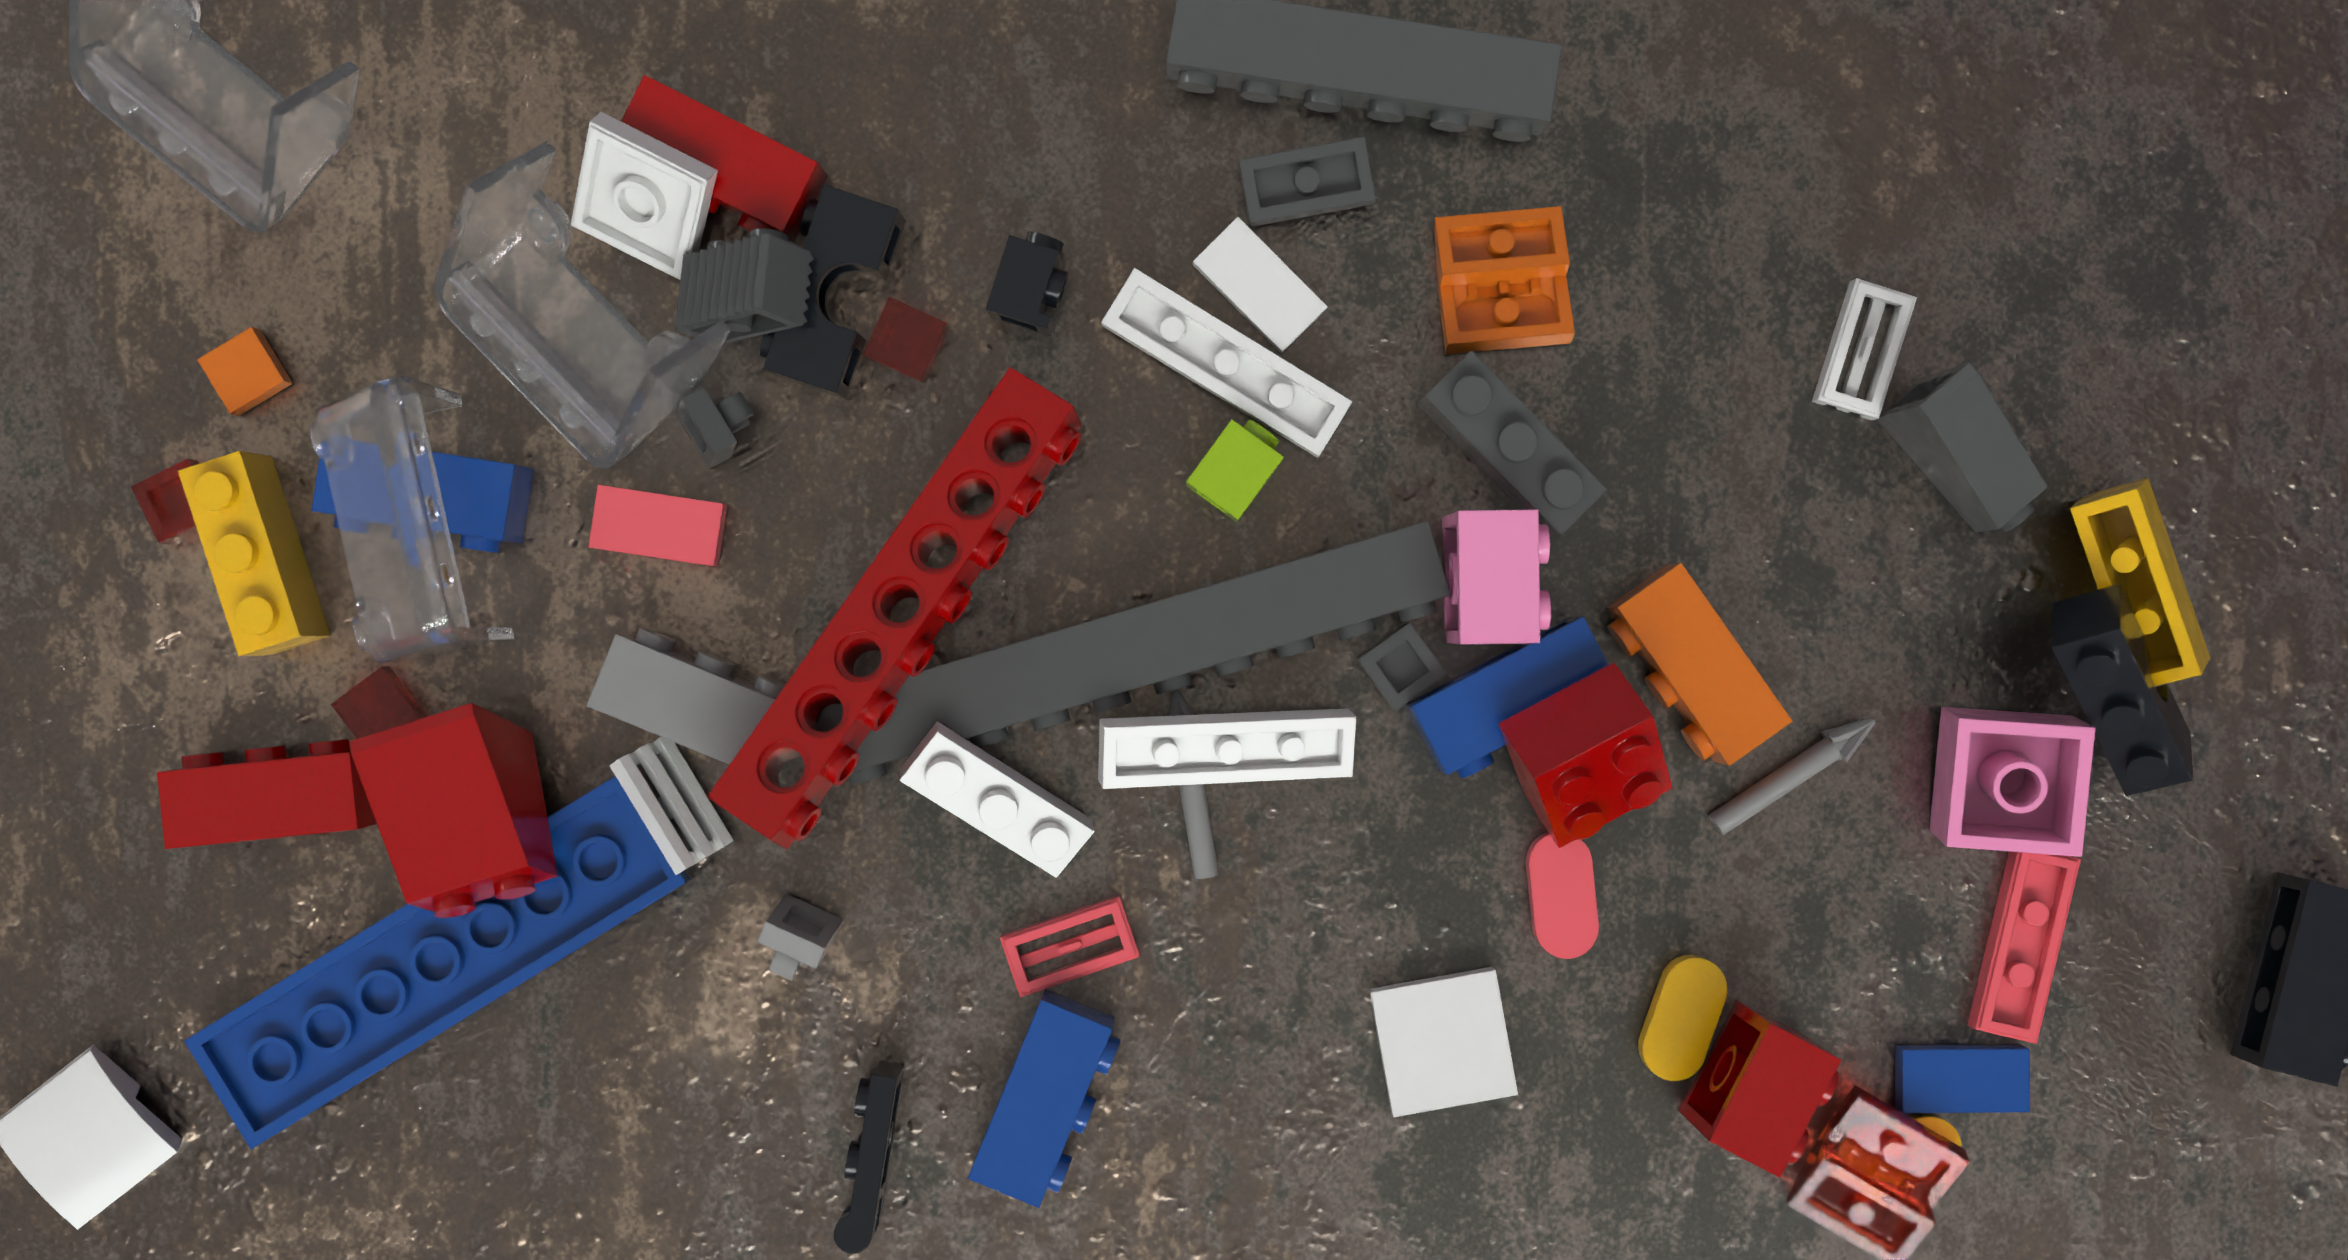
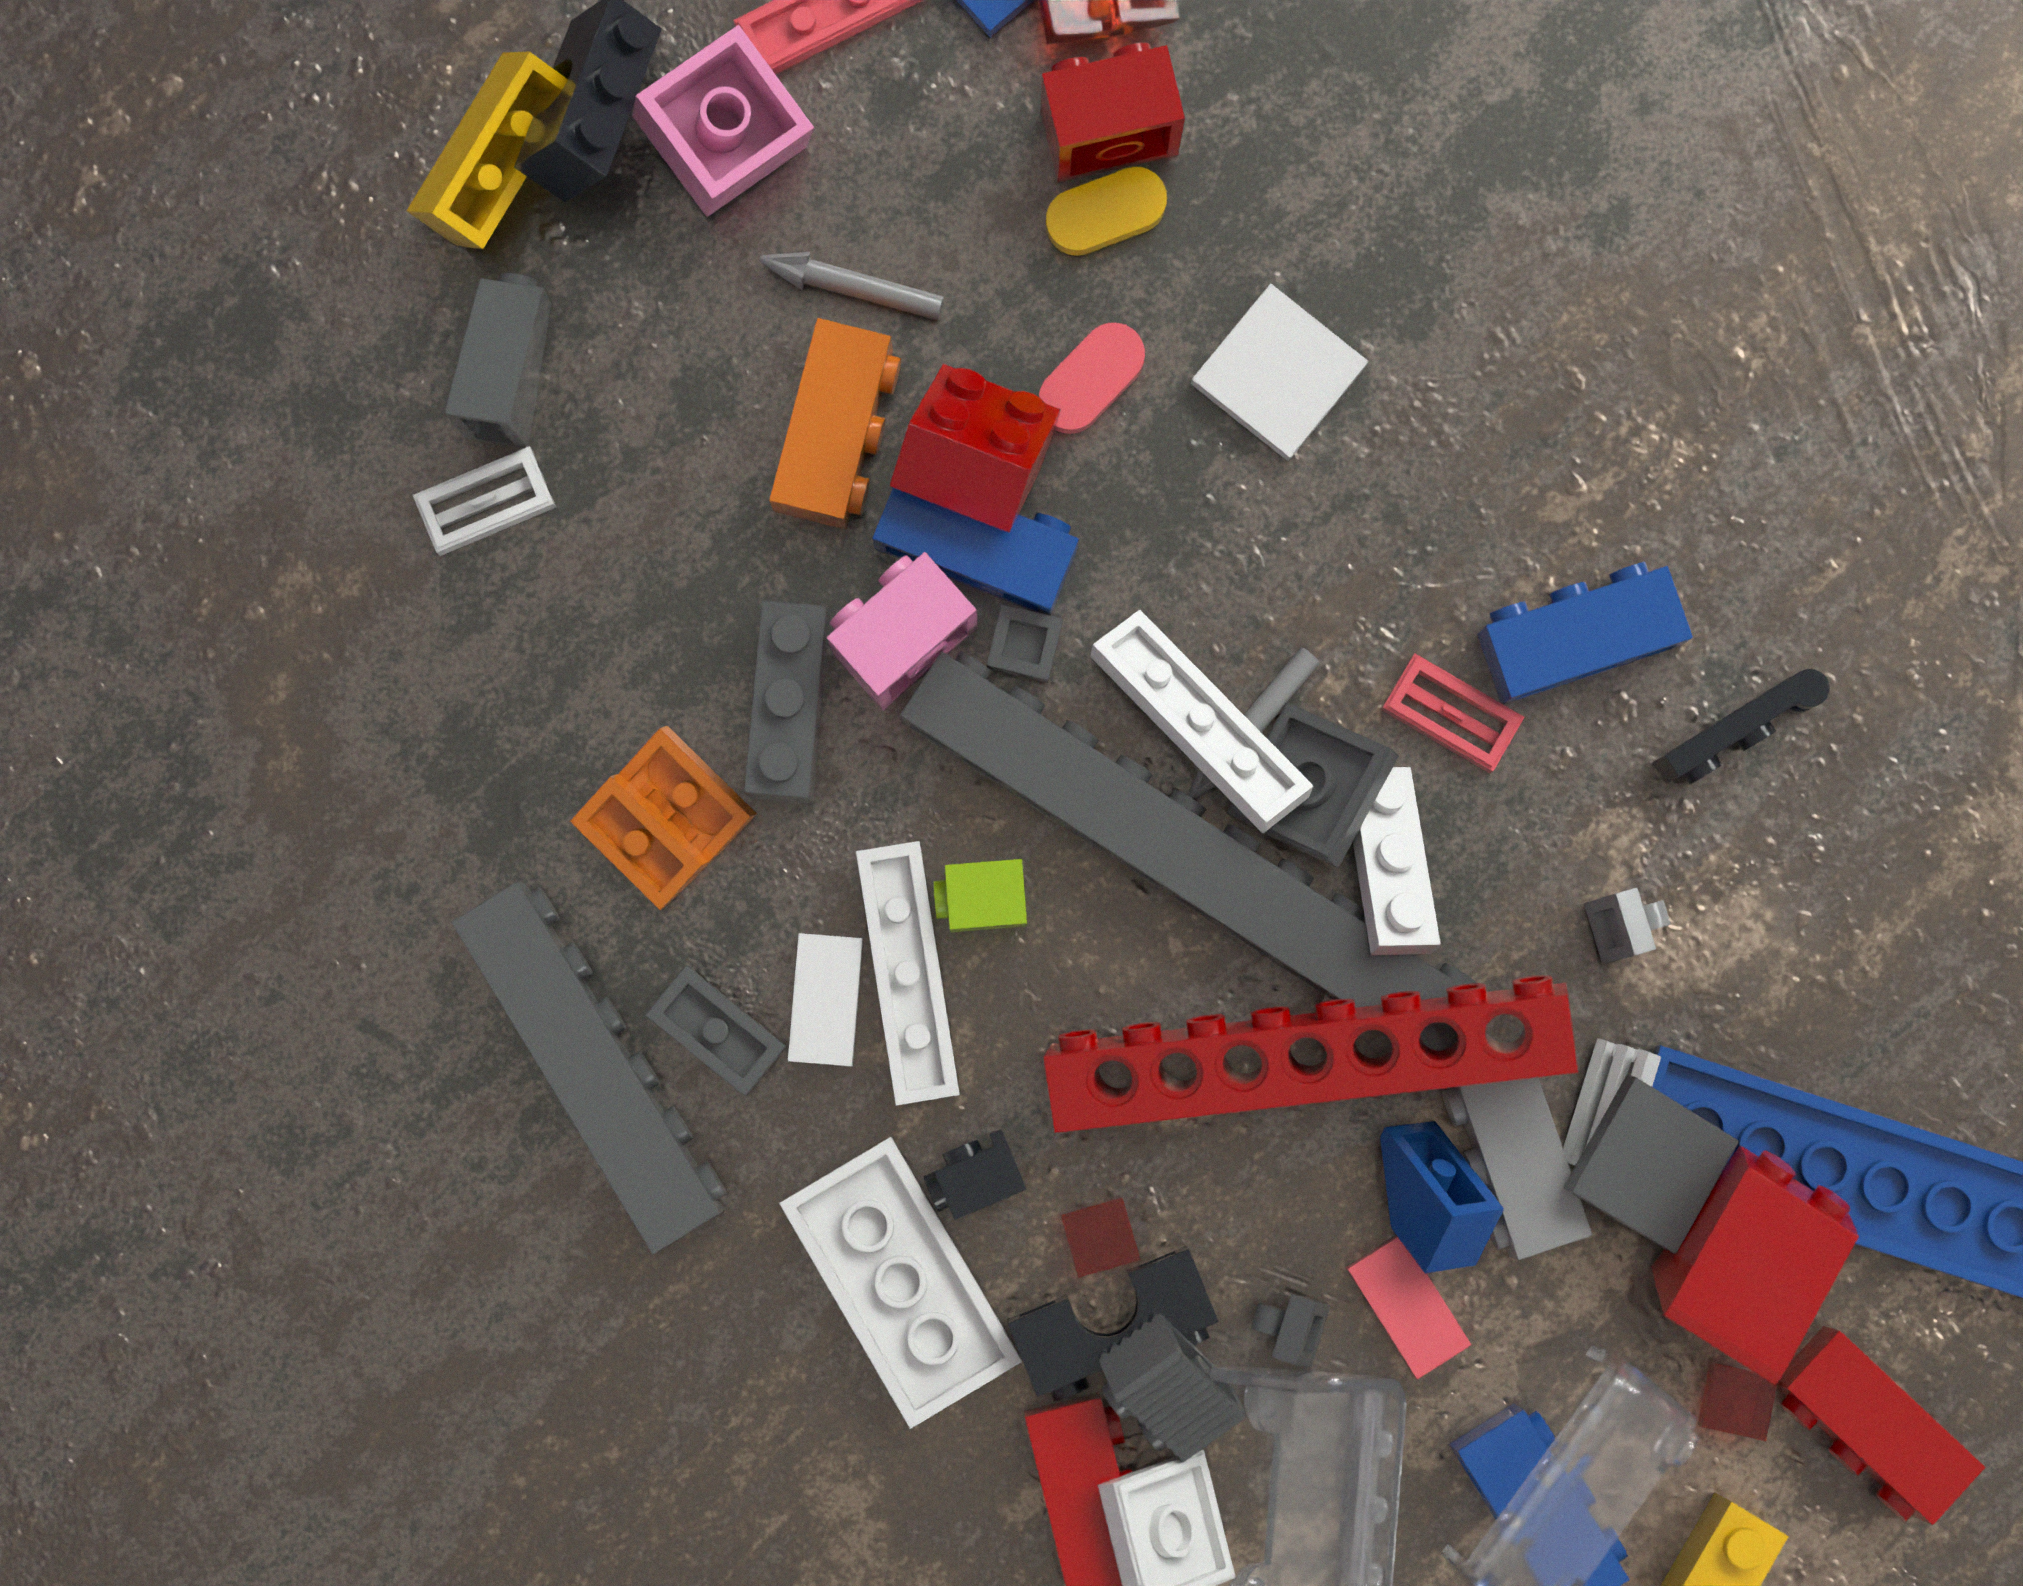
camera: 130 degrees left, 5 degrees down
(600, 796) = (1651, 1164): none -> dark grey tile
(717, 613) = (1435, 1198): none -> blue slope
(999, 160) = (901, 1282): none -> white plate
(1095, 821) = (1345, 781): none -> dark grey tile

